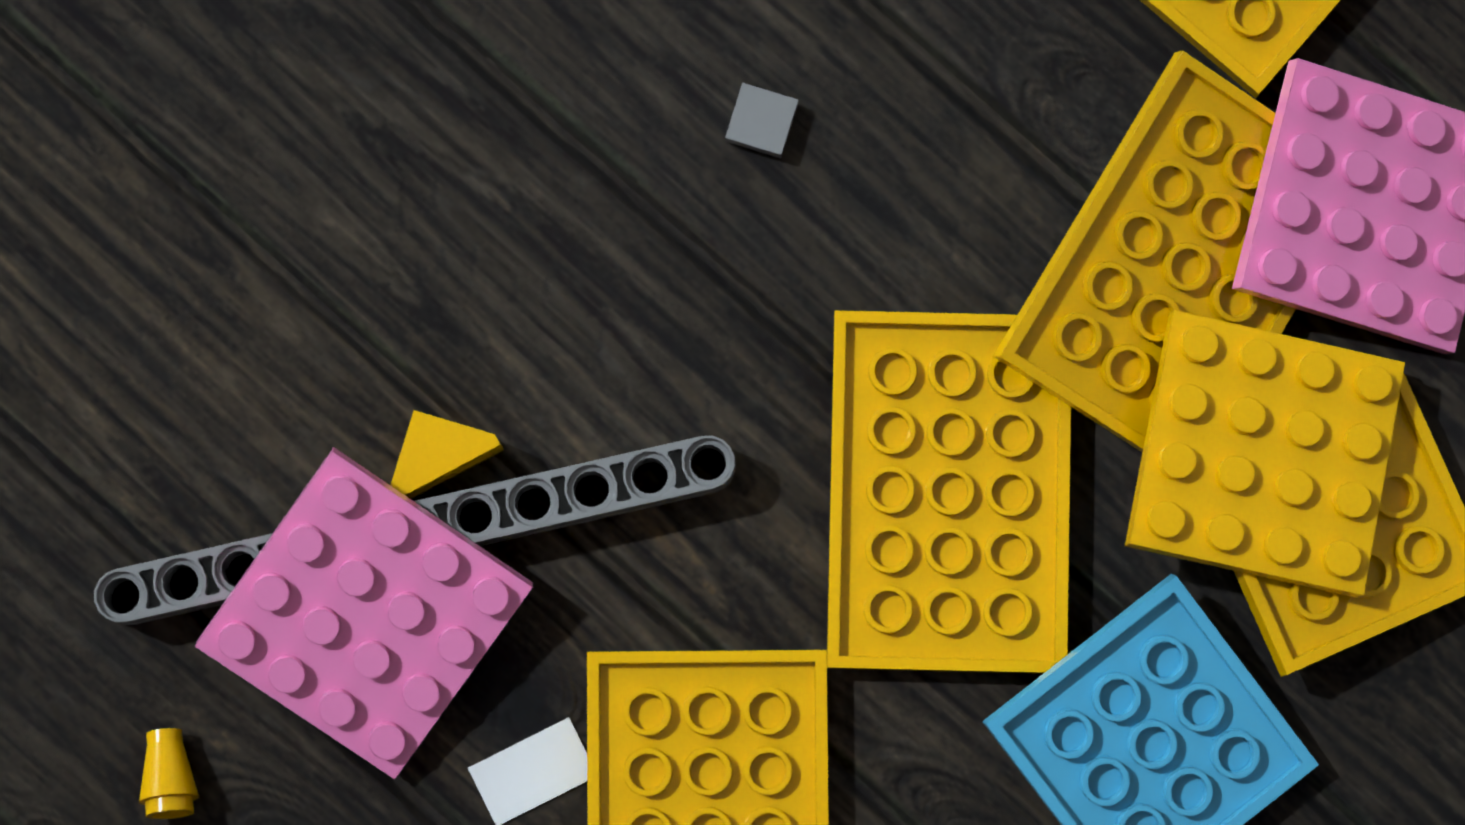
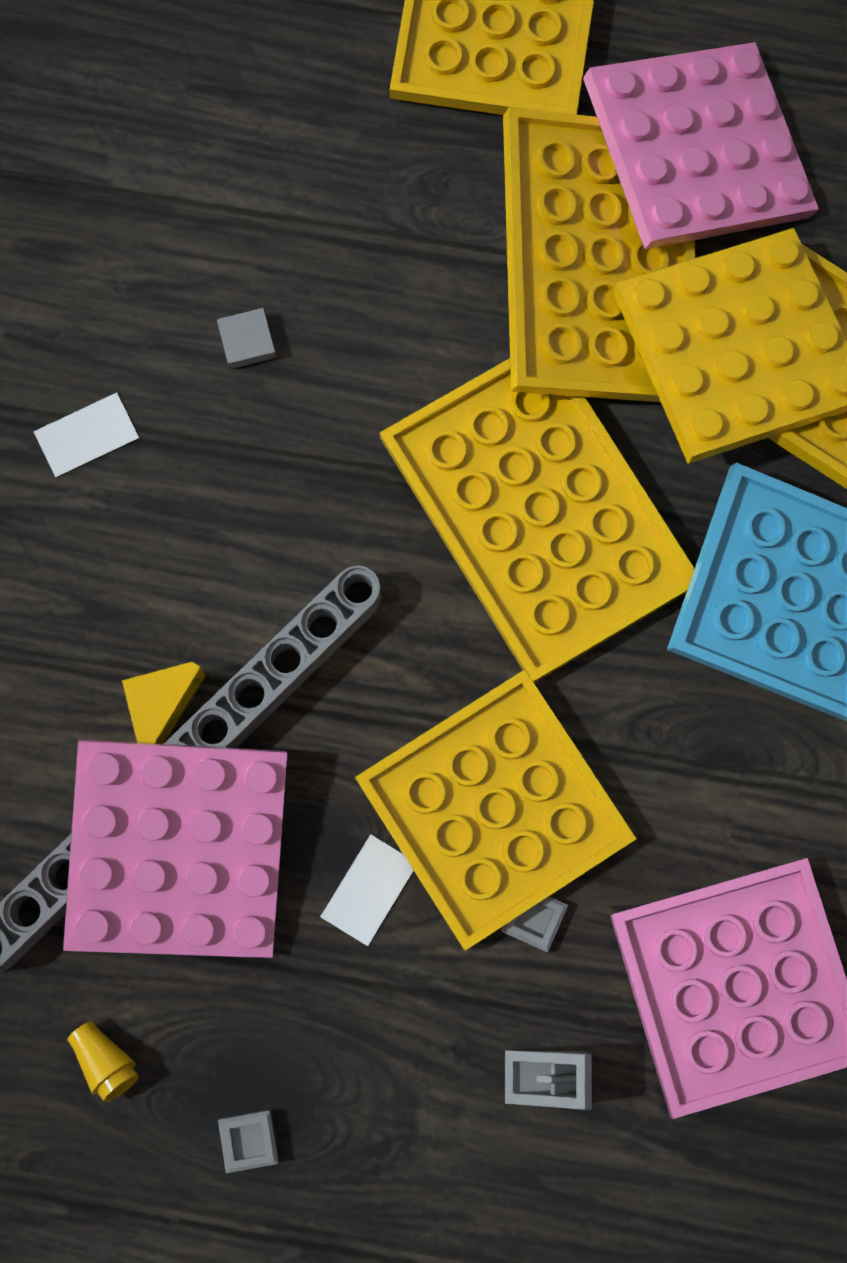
camera: 35 degrees left, 5 degrees down
(534, 120) = (86, 434): none -> white sticker

